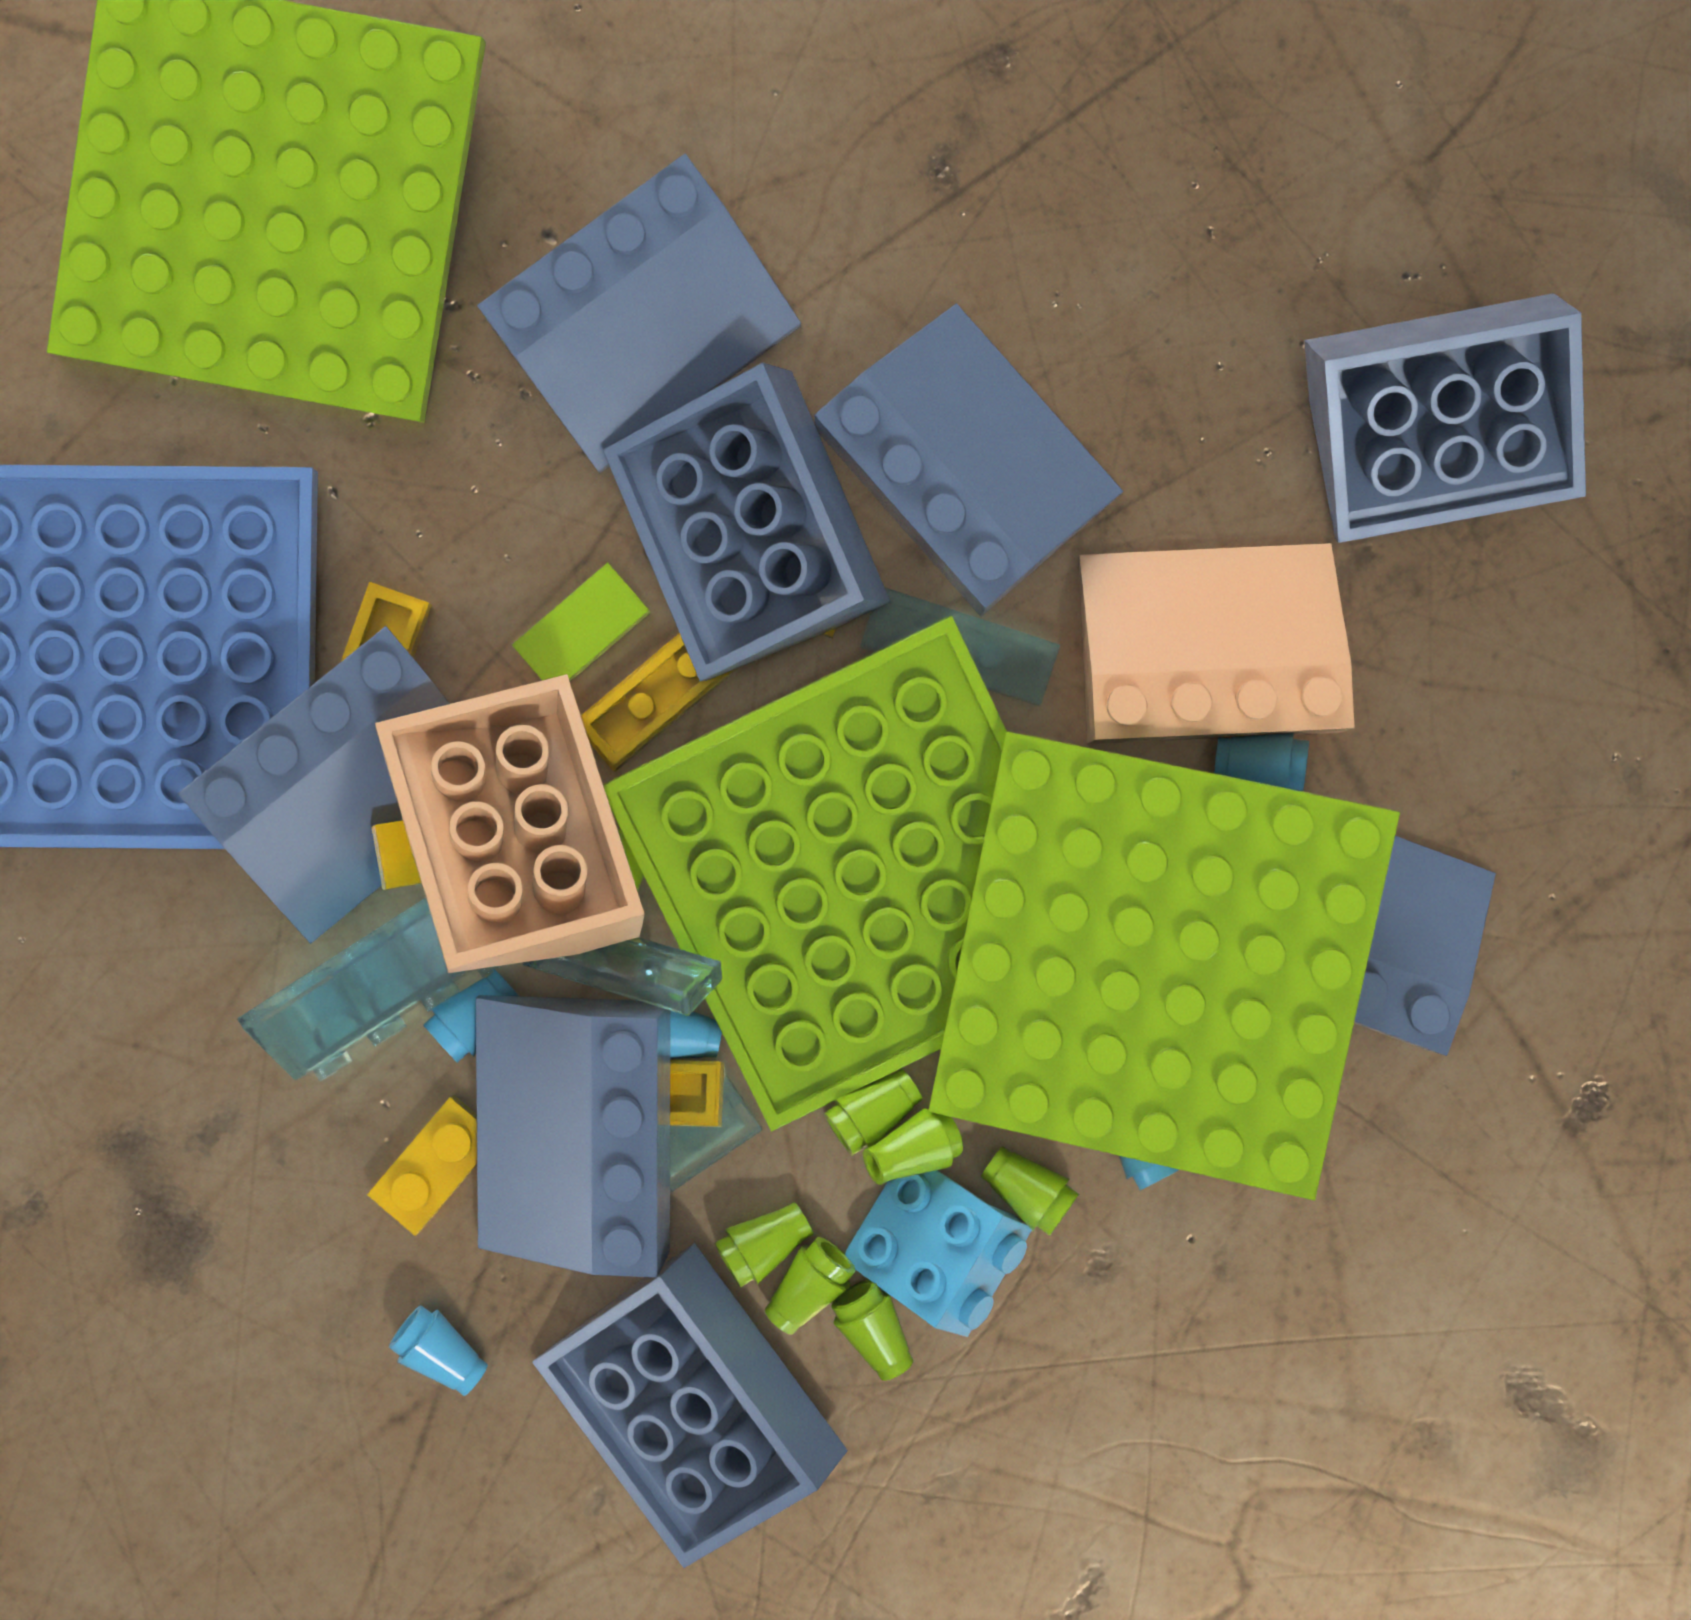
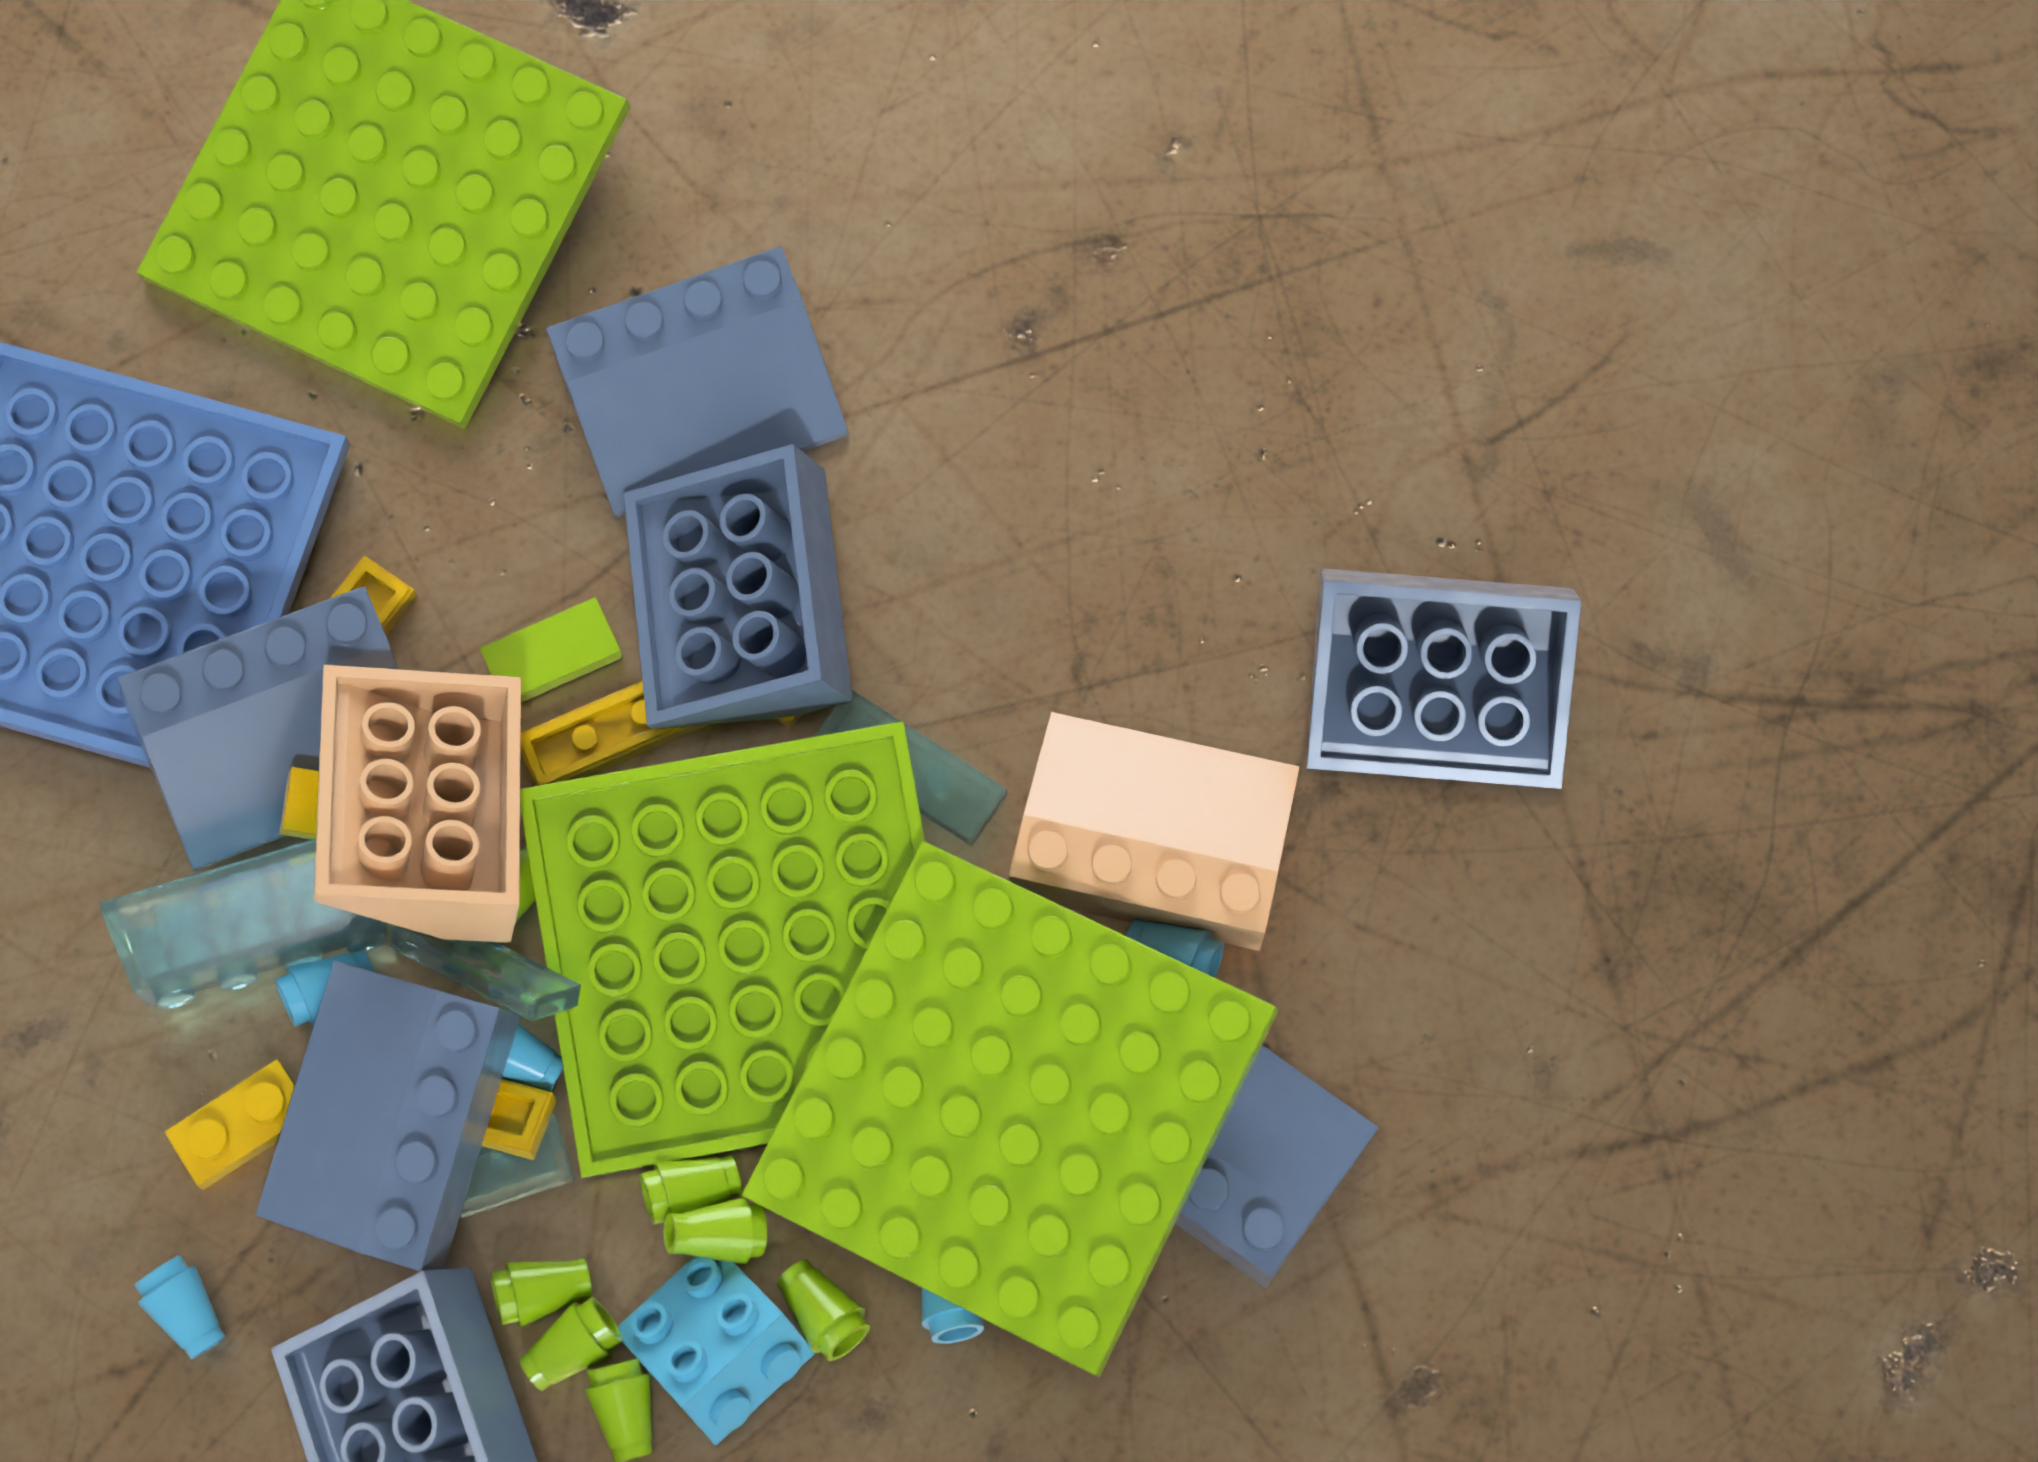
camera: 15 degrees right, 15 degrees down
(966, 457) = (966, 593): sand blue slope -> none

